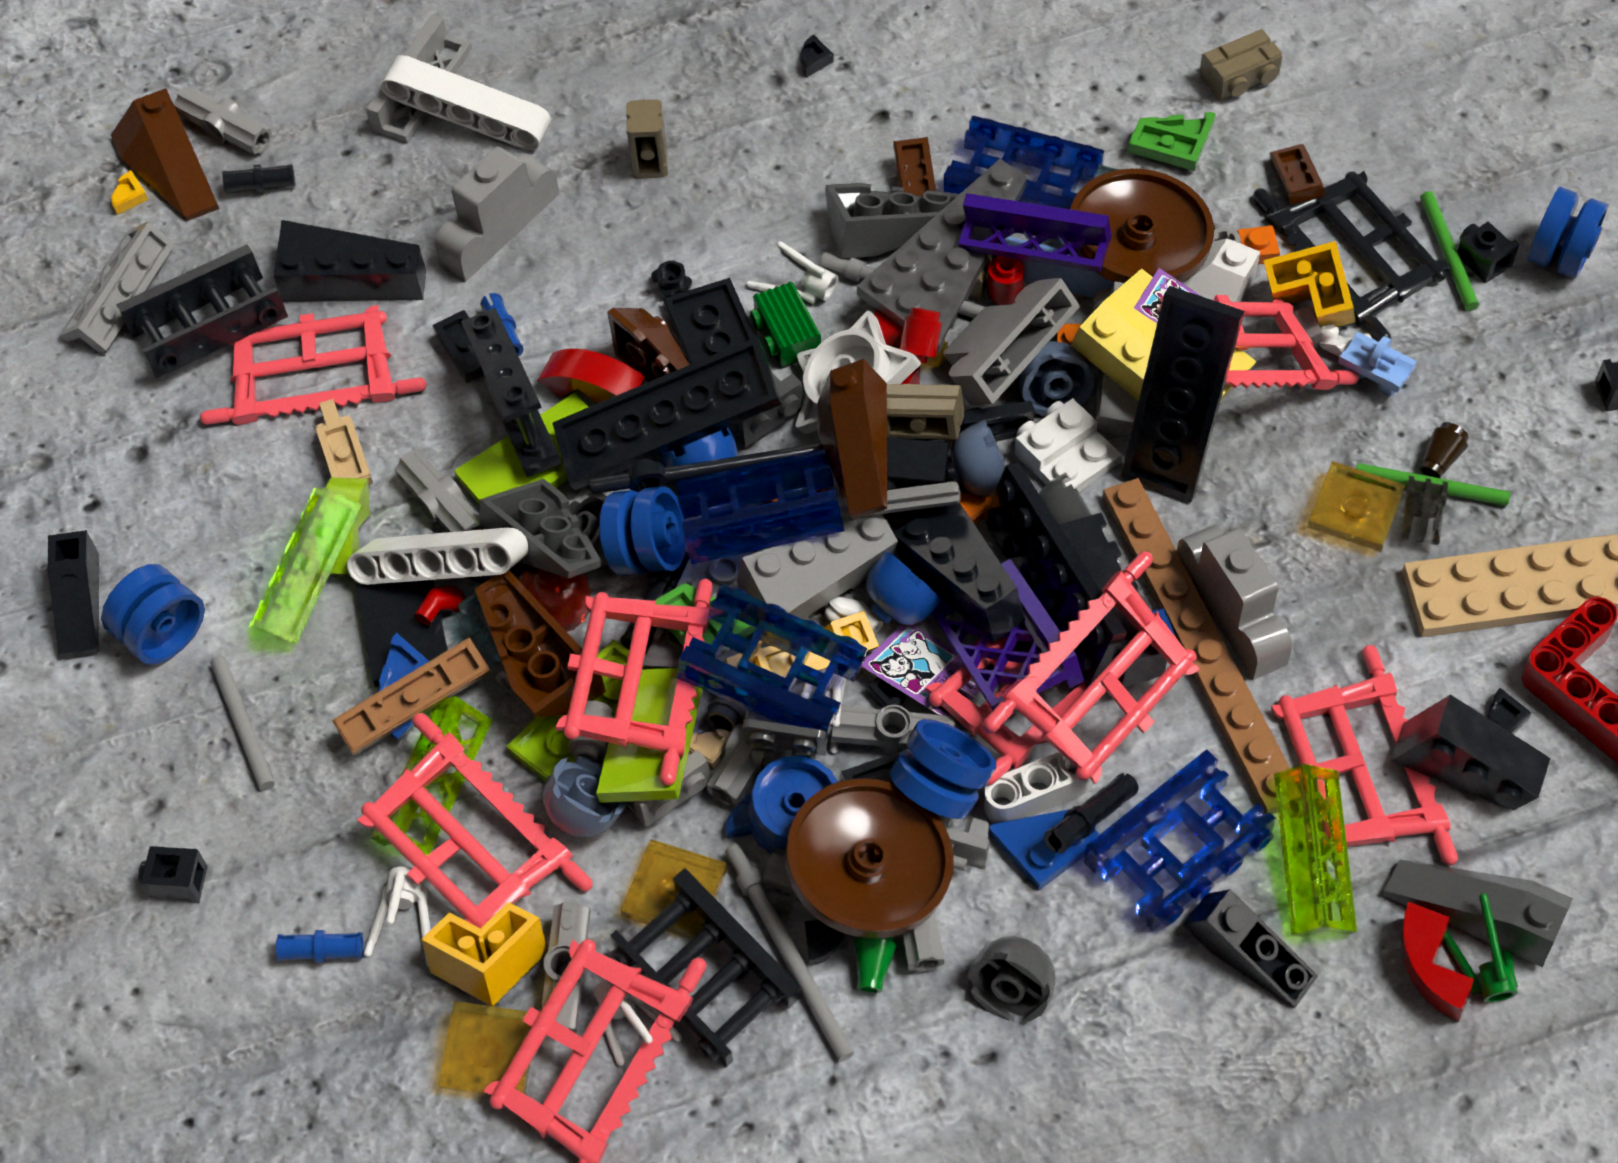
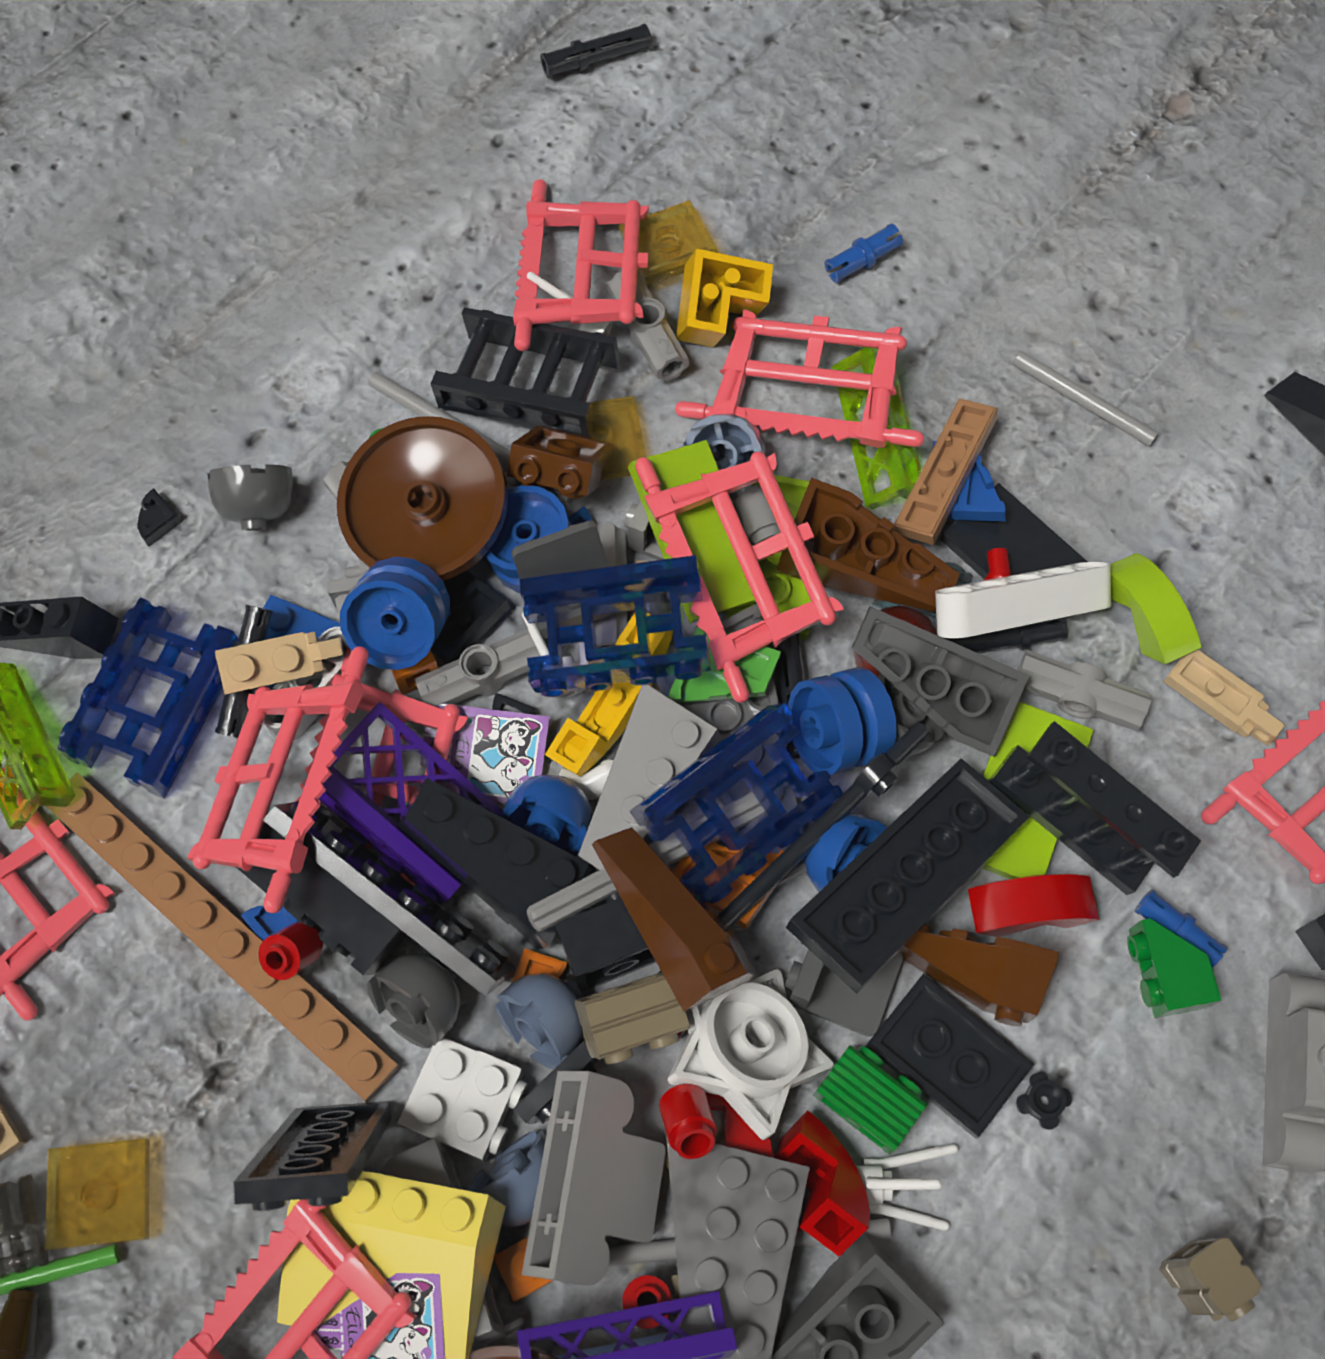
camera: 145 degrees right, 10 degrees up
(152, 614) = (1239, 422): blue wheel -> none
(166, 862) = (1026, 243): black brick -> none
(305, 565) = (1145, 538): clear neon green fence -> none
(399, 894) = (828, 297): white plant -> none
(457, 345) = (1204, 888): black plate -> none
(530, 299) = (1173, 971): none -> green slope
(727, 850) = (559, 461): none -> reddish brown plate
(847, 267) = (838, 1199): none -> red brick
(1058, 787) = (274, 660): none -> tan hinge
(1112, 1016) = (155, 518): none -> black tile
(1155, 581) = (290, 951): none -> red brick
(1238, 596) = (195, 989): light grey brick -> none

